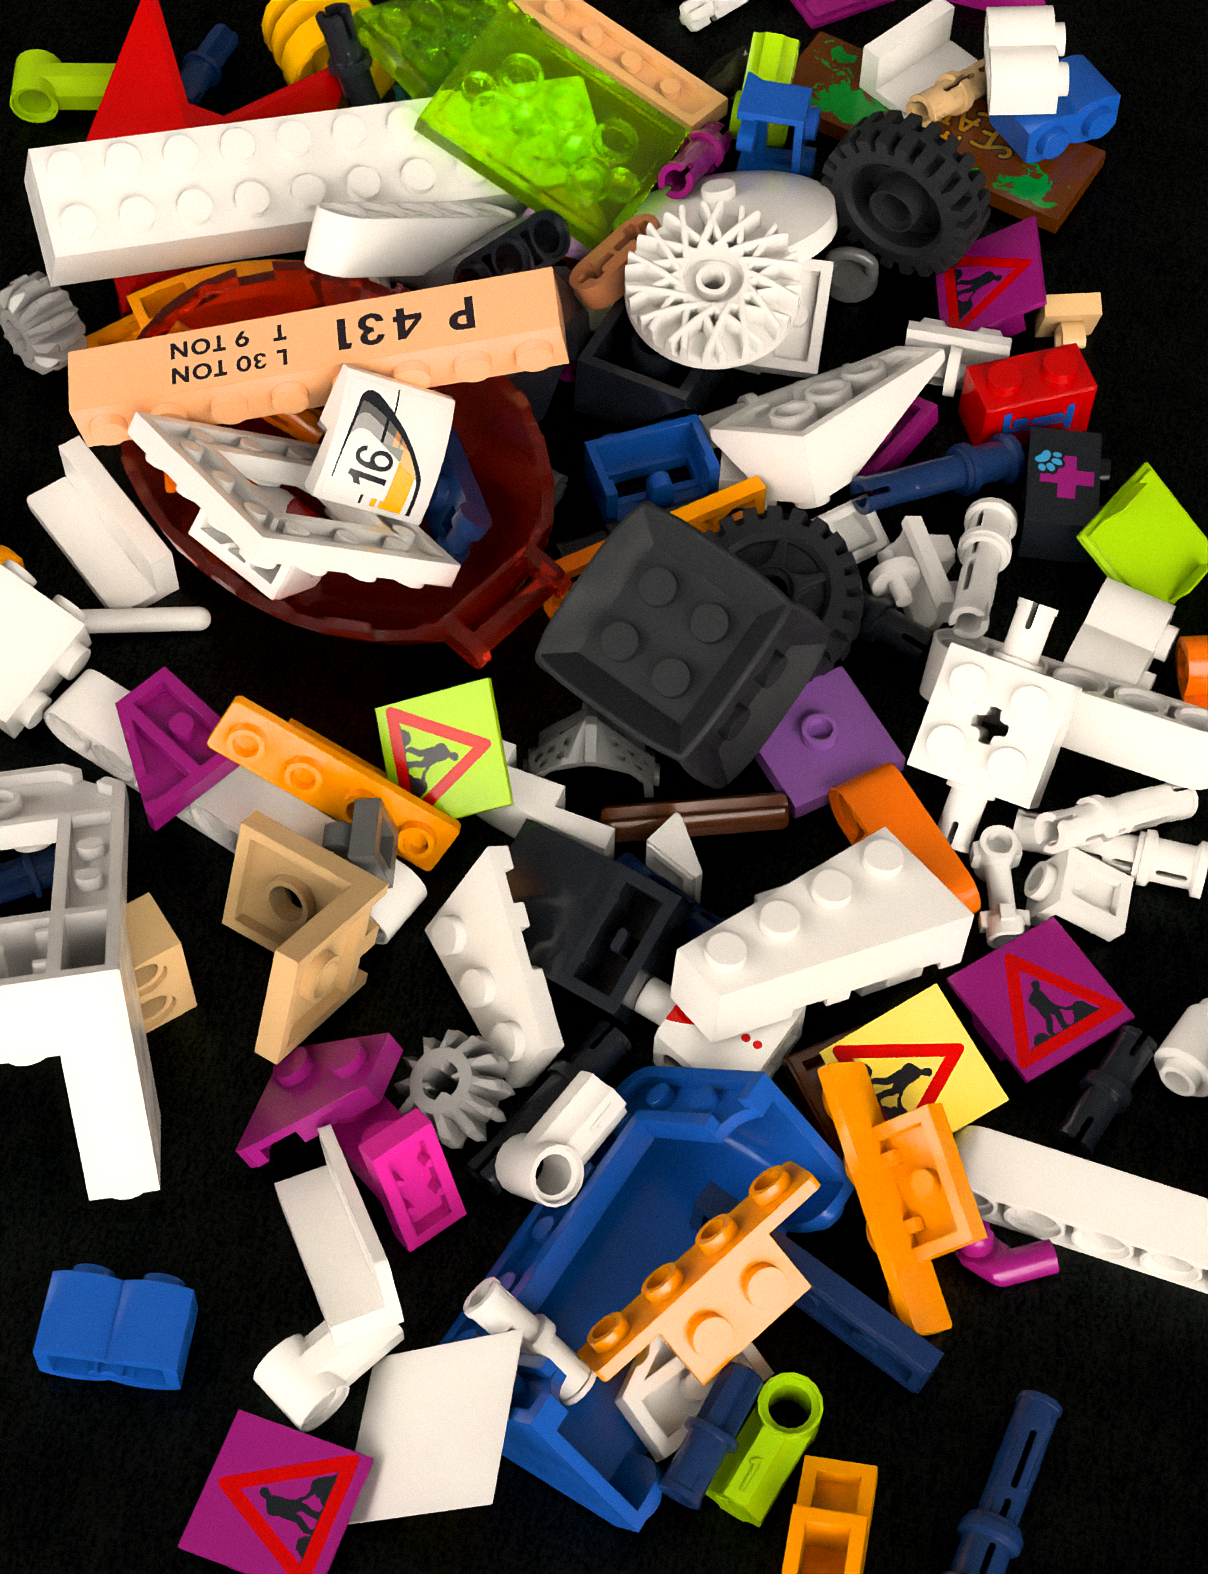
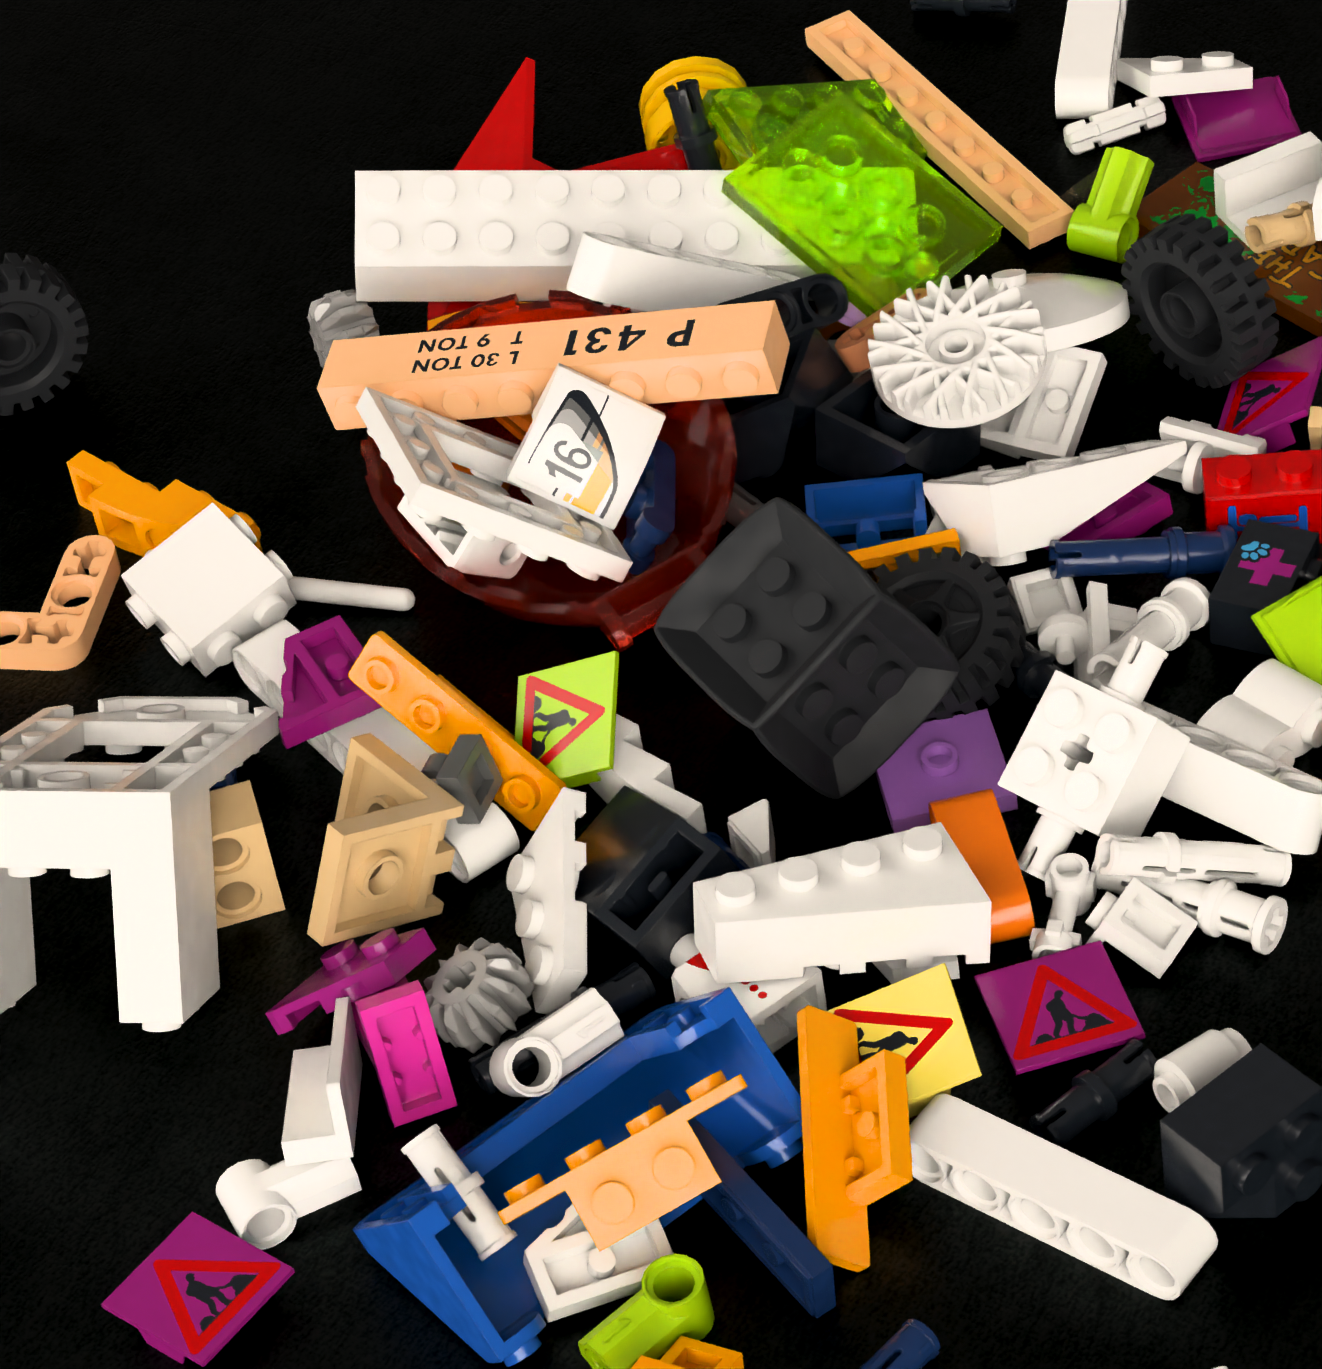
camera: 25 degrees right, 15 degrees down
(47, 85) = (431, 143): lime piece -> none
(104, 533) = (343, 519): white panel -> none
(116, 1328) = (114, 1136): blue brick -> none
(203, 67) = (583, 143): dark blue axle -> none
(436, 1427) = (345, 1242): white sticker -> none
(592, 740) = (710, 726): dark grey helmet -> none
(695, 159) = (1024, 251): magenta pin -> none
(700, 815) = (804, 817): reddish brown axle -> none
(711, 1435) = (591, 1294): dark blue axle -> none
(780, 104) = (1089, 211): blue window -> none
(853, 274) = (1139, 377): dark grey tile -> none
(1007, 1265) = (935, 1221): magenta arm -> none

